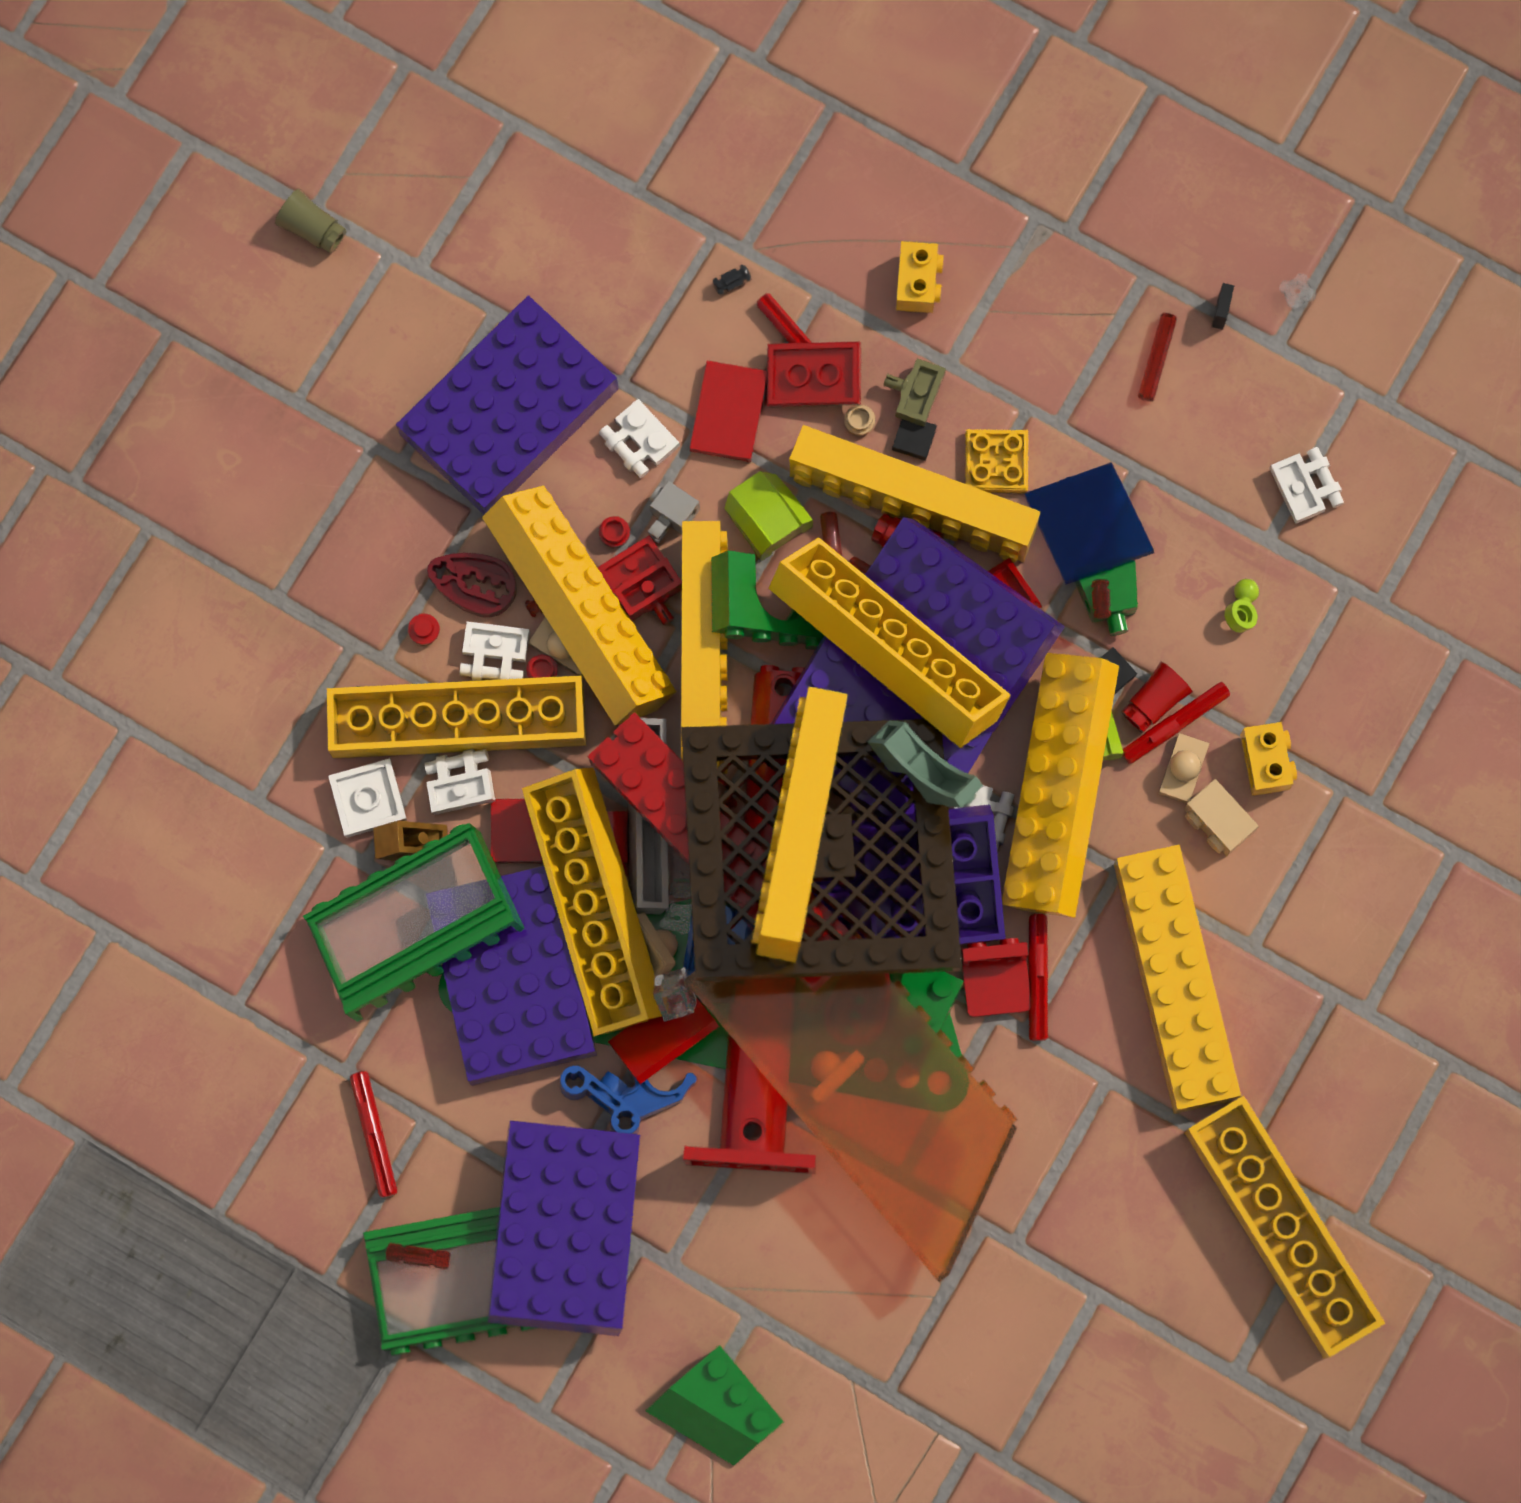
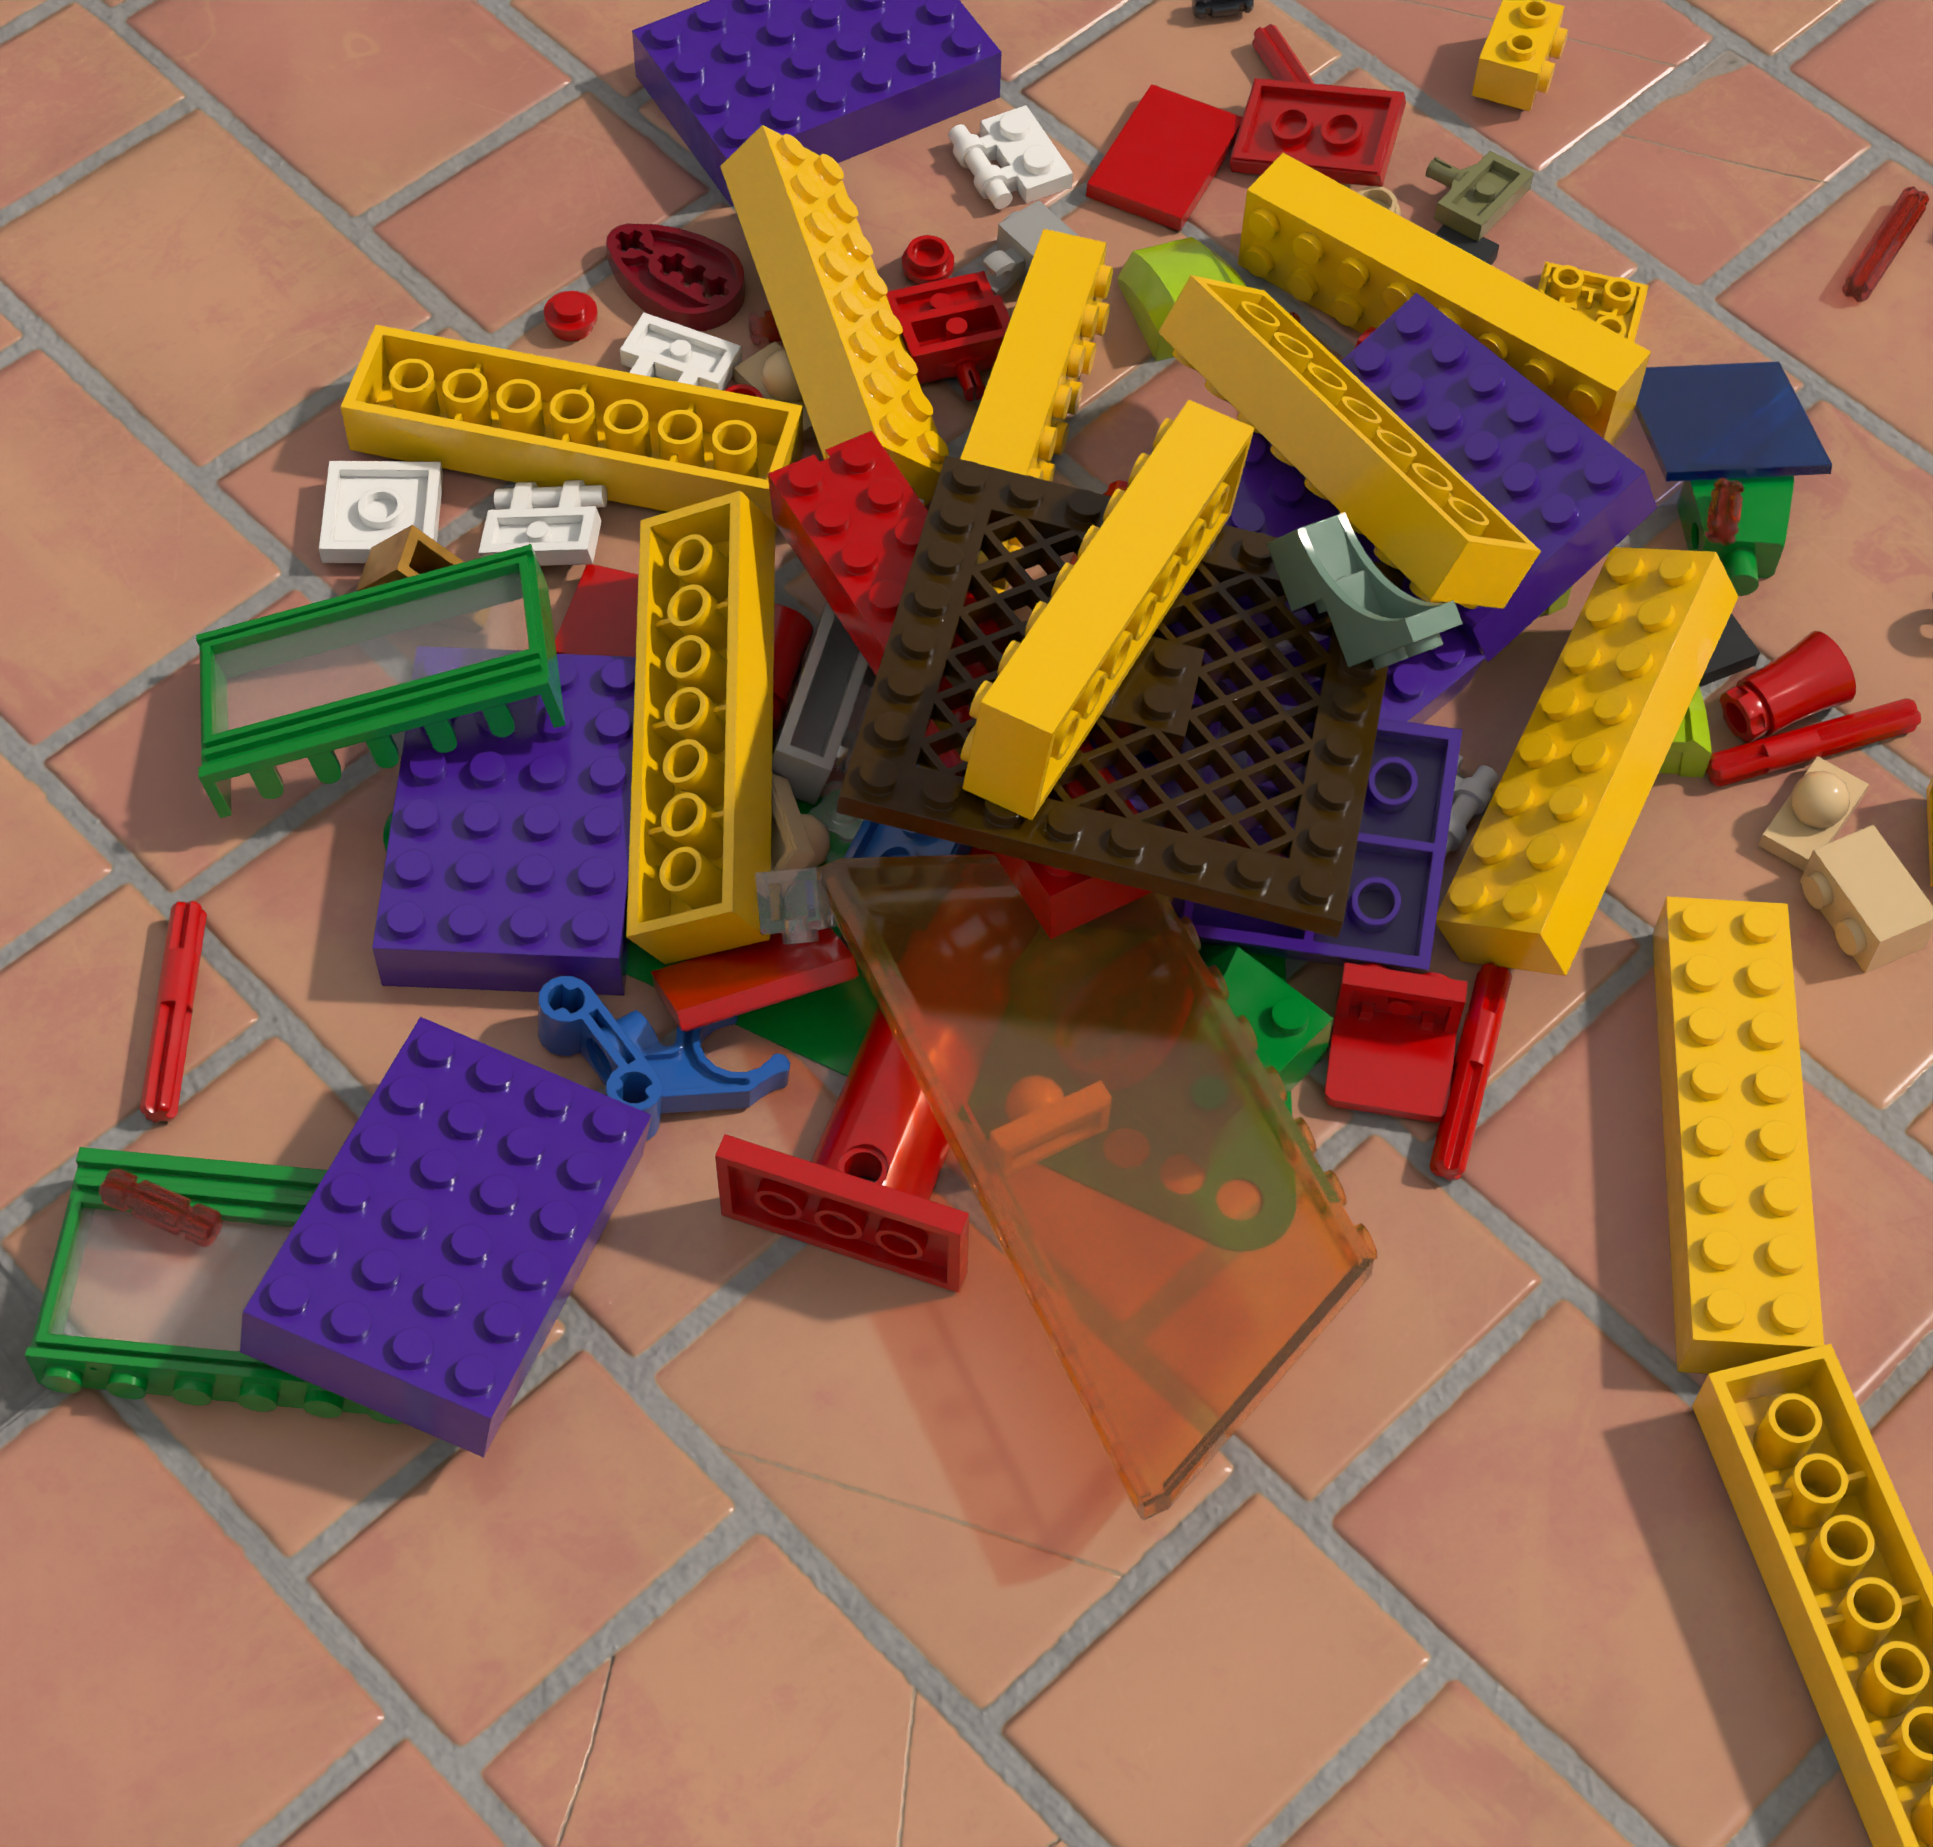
camera: 10 degrees right, 20 degrees down
(718, 1408) = (631, 1654): green wedge -> none
(739, 611) = (1099, 355): green arch -> none

